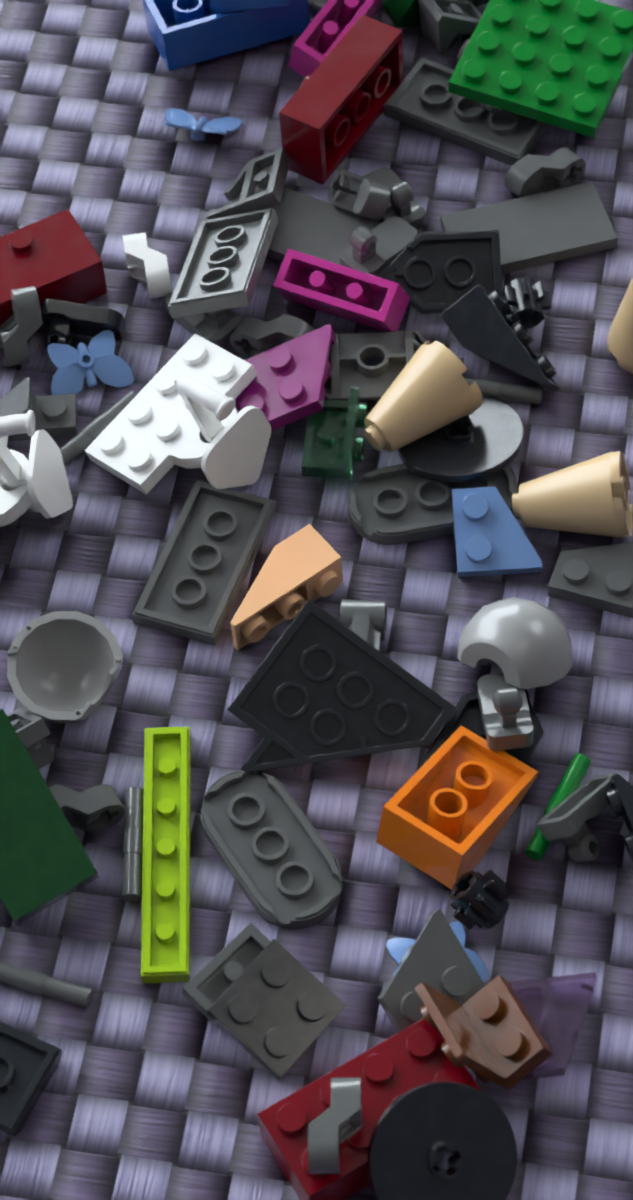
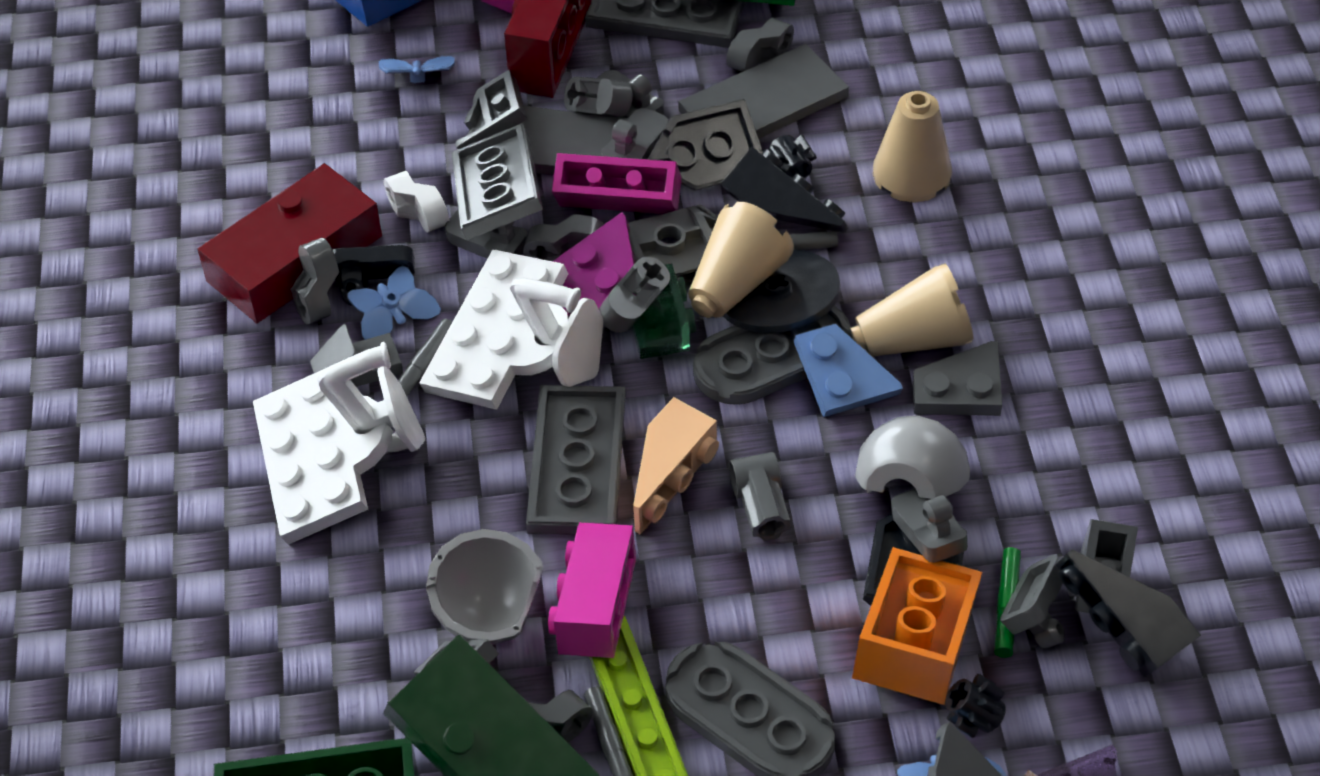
camera: 20 degrees left, 5 degrees down
(166, 695) = (593, 590): none -> dark pink brick
(324, 397) = (644, 279): none -> dark grey piece
(333, 698) = (760, 552): black wing -> none

